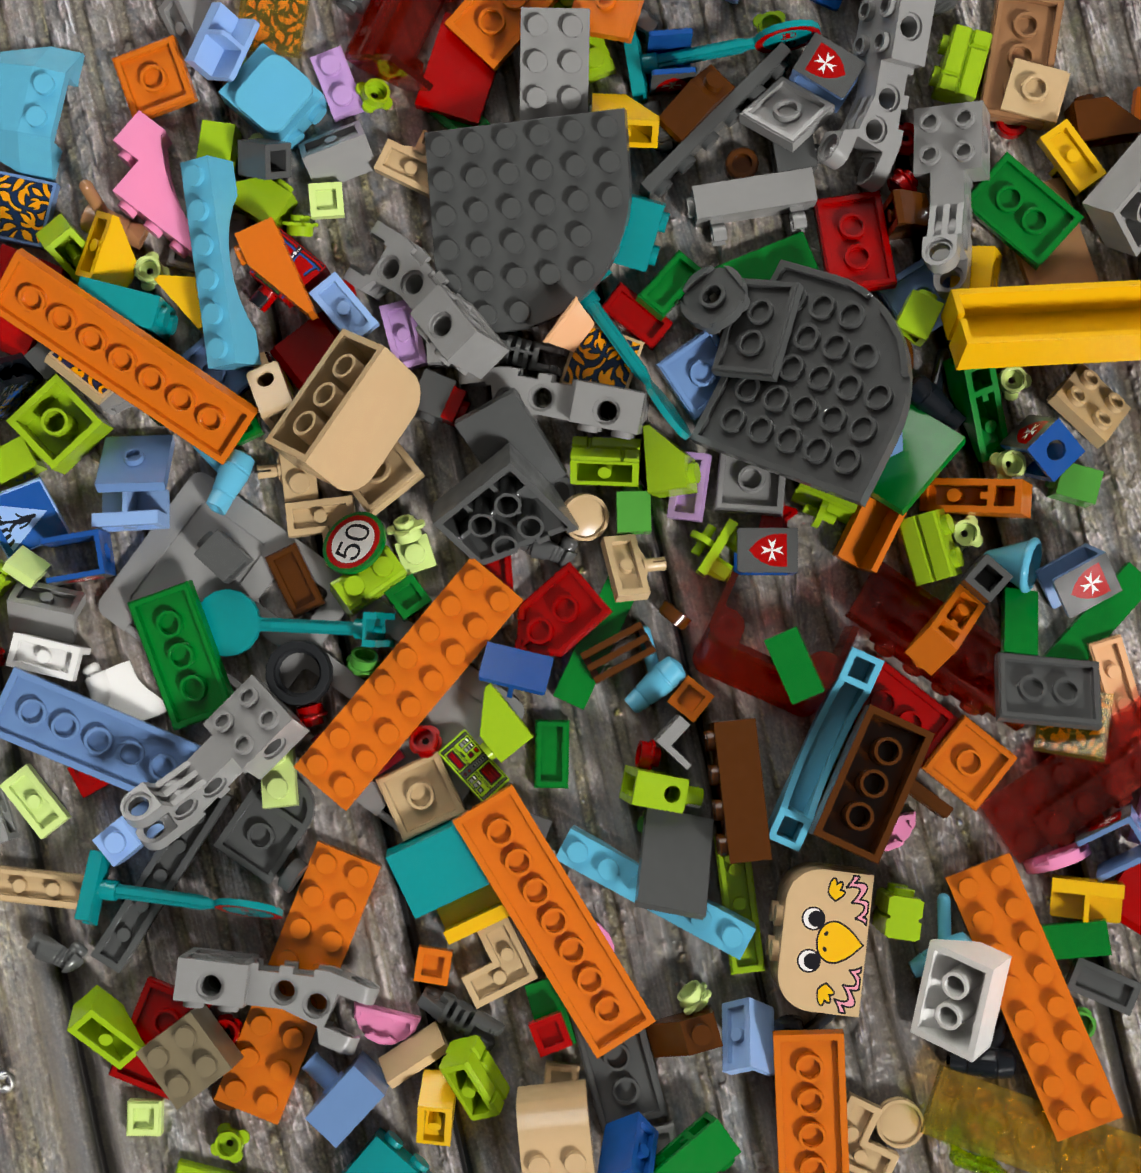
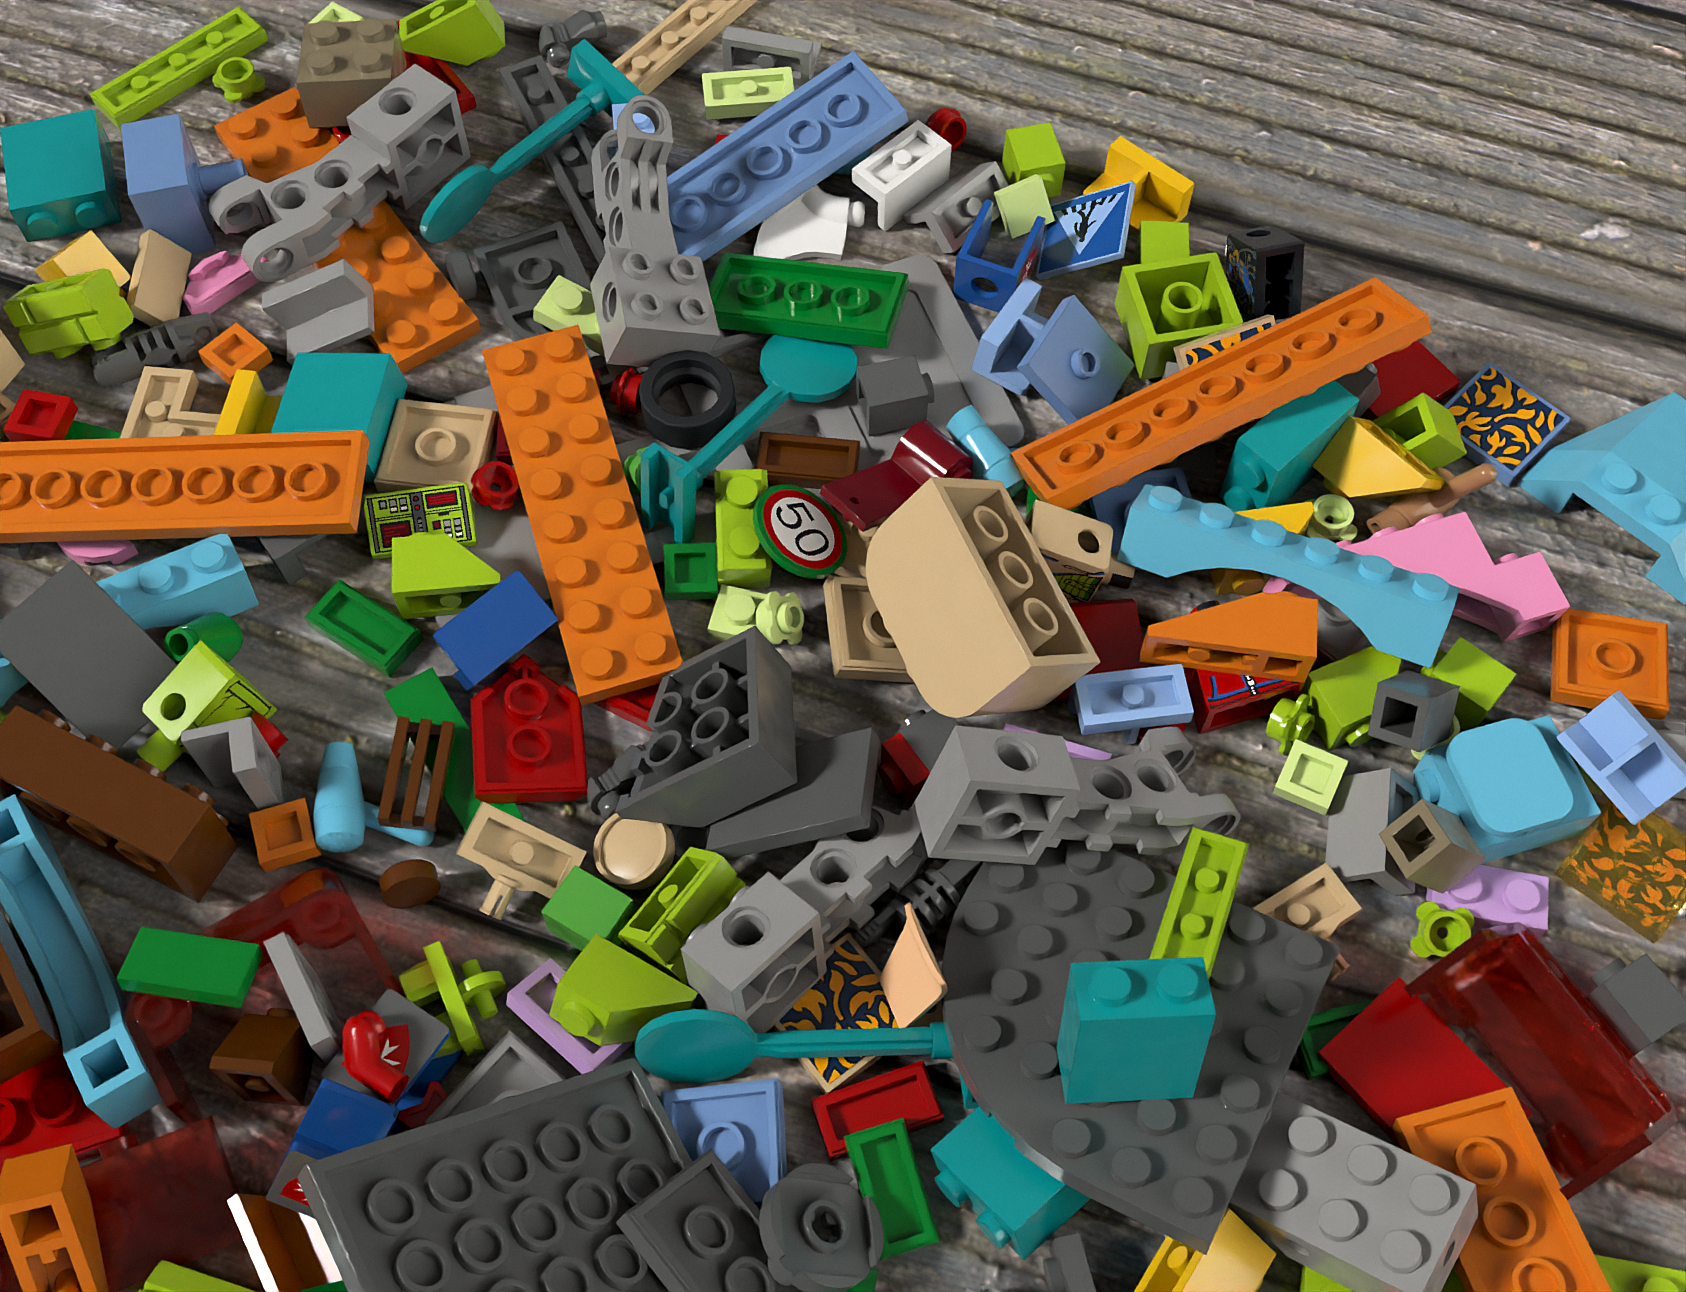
camera: 120 degrees right, 25 degrees down
(282, 513) = (879, 490): none -> dark red door
(338, 115) = (1432, 846): none -> dark tan brick
(376, 930) = (322, 309): none -> light grey panel
(466, 203) = (1201, 898): none -> lime tile
(553, 185) = (1134, 1029): none -> teal brick
(618, 824) = (214, 629): none -> green cone
(767, 605) = (306, 996): none -> light grey tile
(779, 553) = (363, 1057): none -> red arm
(801, 610) = (266, 1058): none -> reddish brown slope
(815, 543) = (332, 1124): none -> blue piece

